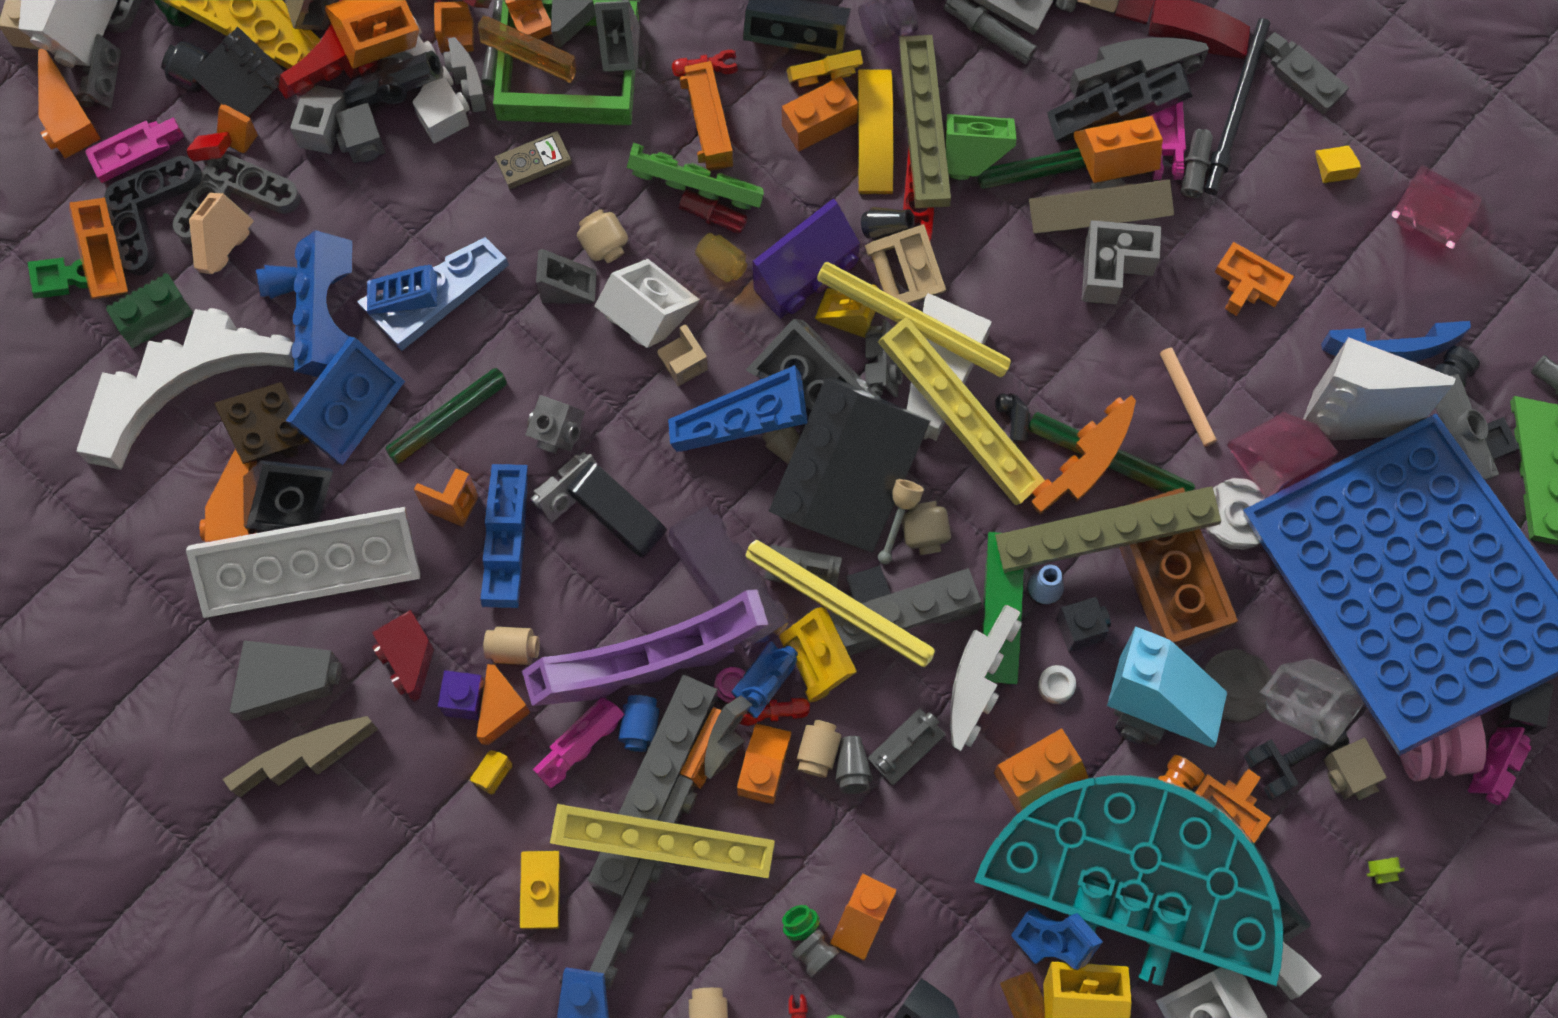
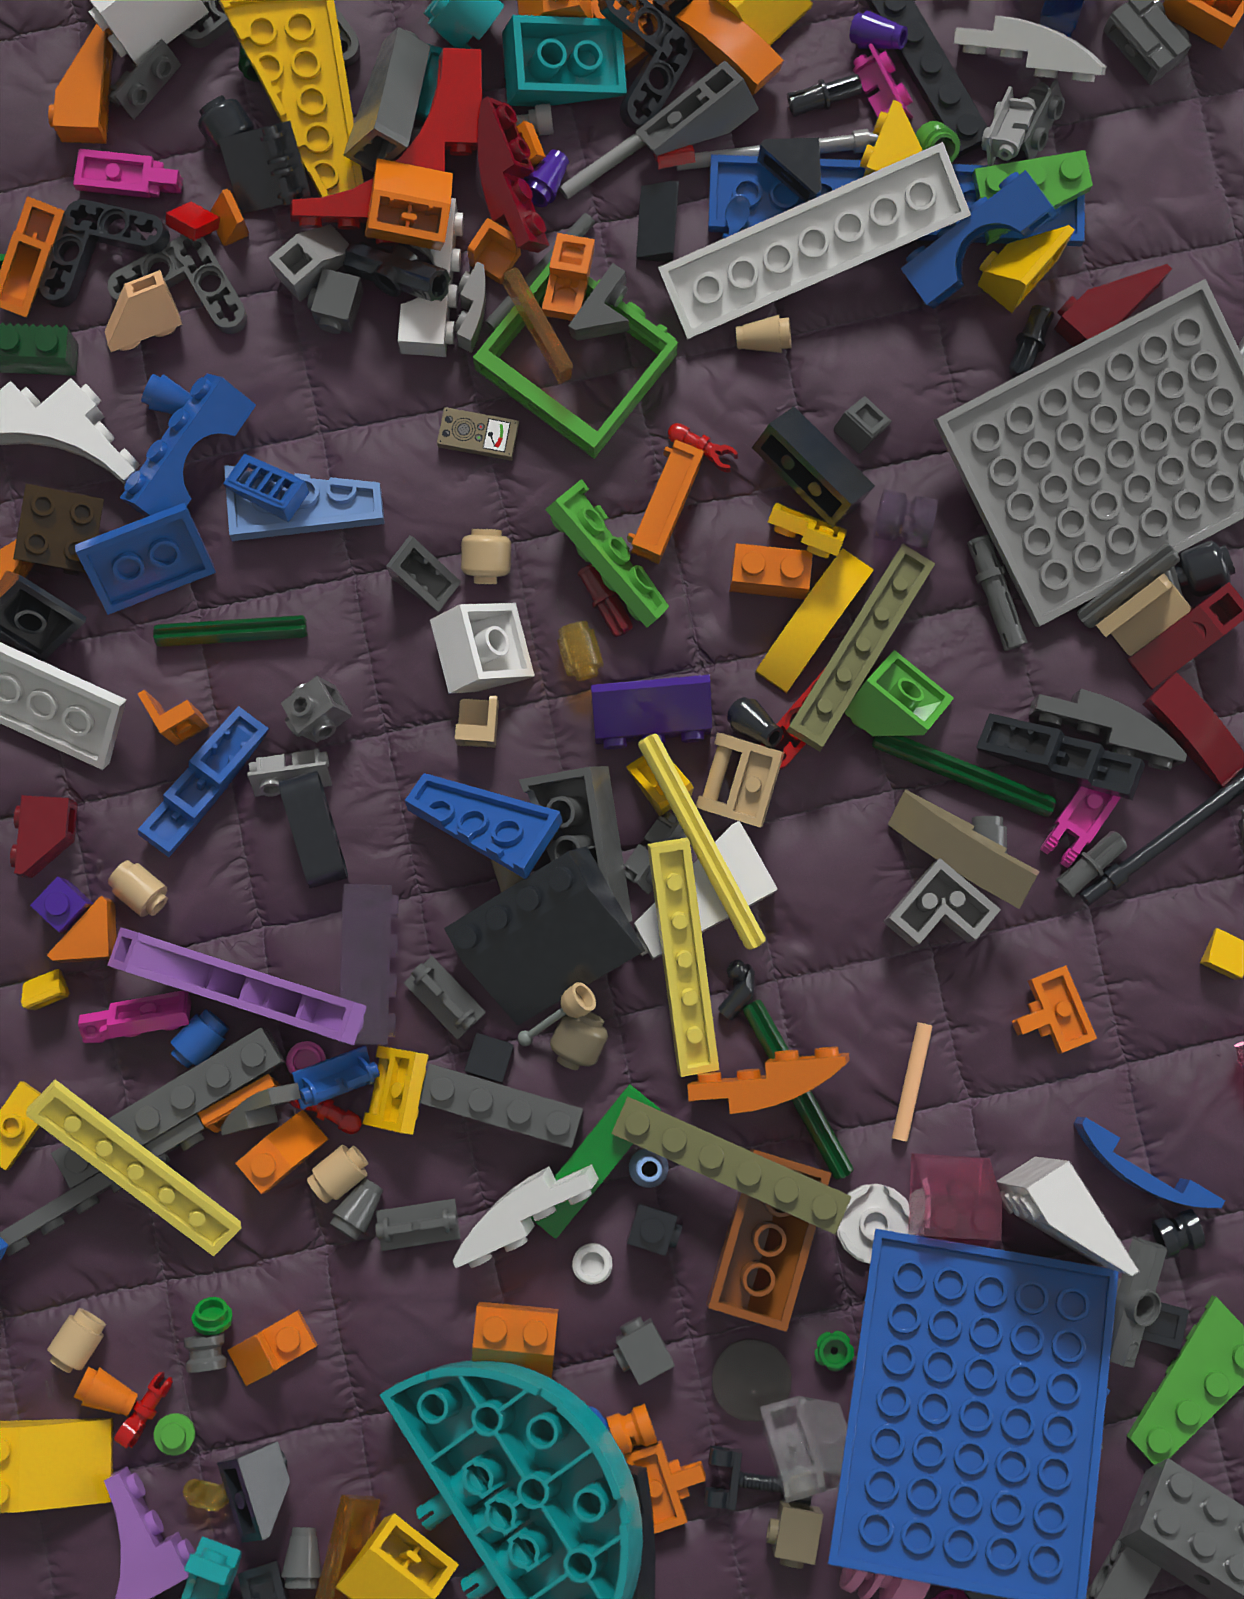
camera: 30 degrees right, 10 degrees up
(617, 35) = (630, 370): dark grey slope -> none
(840, 603) = (440, 1064): light yellow axle -> none
(1067, 939) = (415, 1497): blue tile -> none
(1121, 149) = (1024, 802): orange slope -> none
(1167, 688) = (676, 1348): medium azure slope -> none
(1282, 613) = (834, 1361): none -> green plate

